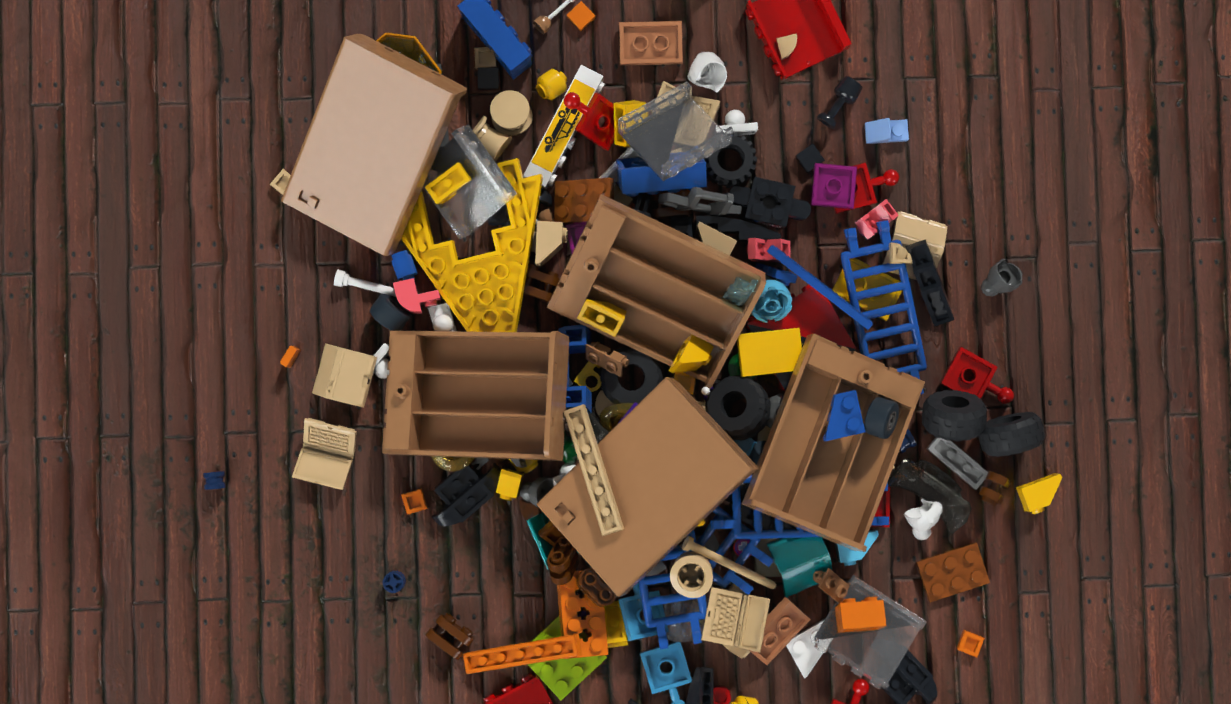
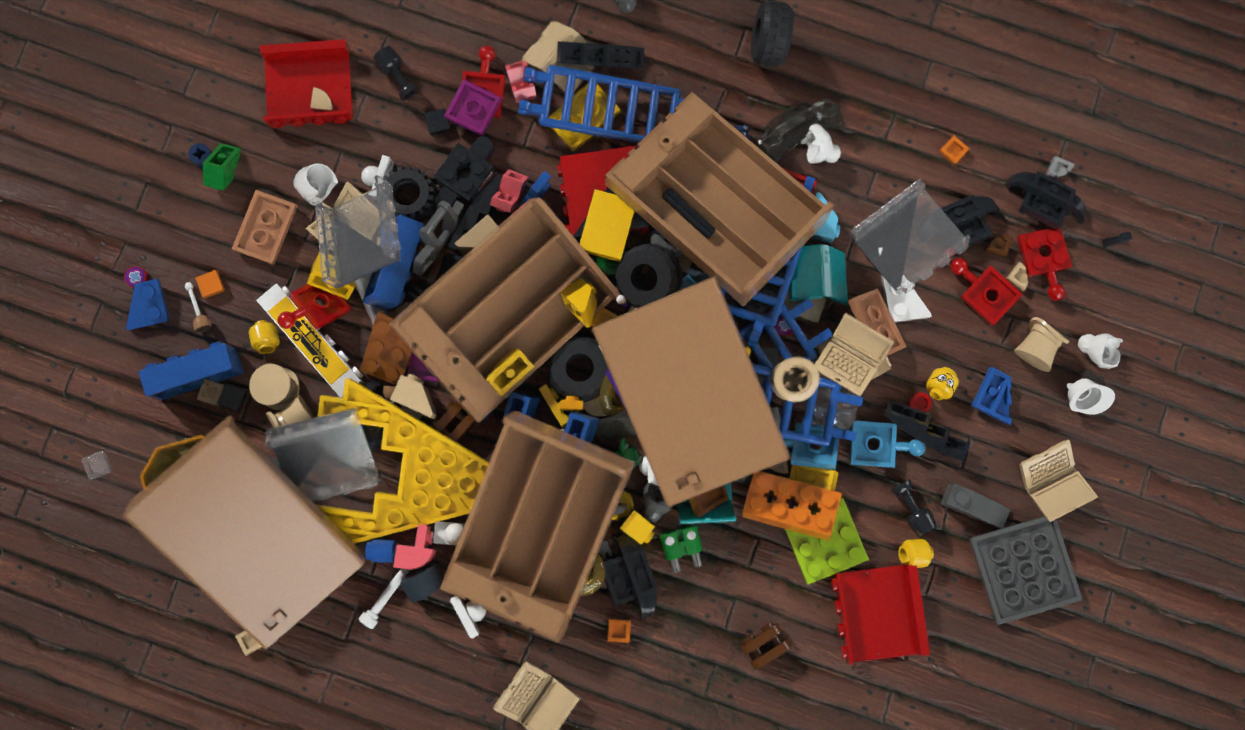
camera: 70 degrees left, 5 degrees down
(290, 356) = (425, 701): orange tile -> none
(344, 375) = (466, 652): tan piece -> none
(390, 582) = (693, 683): dark blue wheel -> none
(447, 184) = (317, 473): yellow plate -> none
(511, 526) = (681, 542): none -> green piece
(522, 653) = (809, 578): orange tile -> none
(562, 561) = (733, 502): reddish brown brick -> none
(593, 470) = (656, 435): tan tile -> none
(595, 588) = (771, 479): reddish brown brick -> none
(596, 383) = (571, 404): none -> light orange plate
(598, 354) = (546, 389): medium nougat hinge -> none
(689, 544) = (763, 371): tan bar -> none
(739, 291) = (537, 228): clear light blue slope -> none
(773, 302) = (562, 201): medium azure cylinder -> none
(809, 422) = (688, 213): none -> black axle
(820, 287) = (563, 154): blue tile -> none
(831, 584) = (851, 254): medium nougat hinge -> none
(845, 416) = (697, 175): blue wing -> none
(860, 616) = (892, 237): orange brick -> none
(881, 417) = (711, 142): black wheel -> none
(886, 131) = (441, 41): light blue slope -> none
(898, 254) = (562, 70): tan tile -> none
(952, 572) = (881, 140): dark orange plate -> none
(954, 415) = (734, 78): black tyre -> none
(958, 462) = (778, 95): light grey plate -> none
(983, 373) = (704, 40): red plate -> none
(992, 494) = (822, 75): reddish brown brick -> none
(1039, 493) = (836, 33): yellow slope -> none

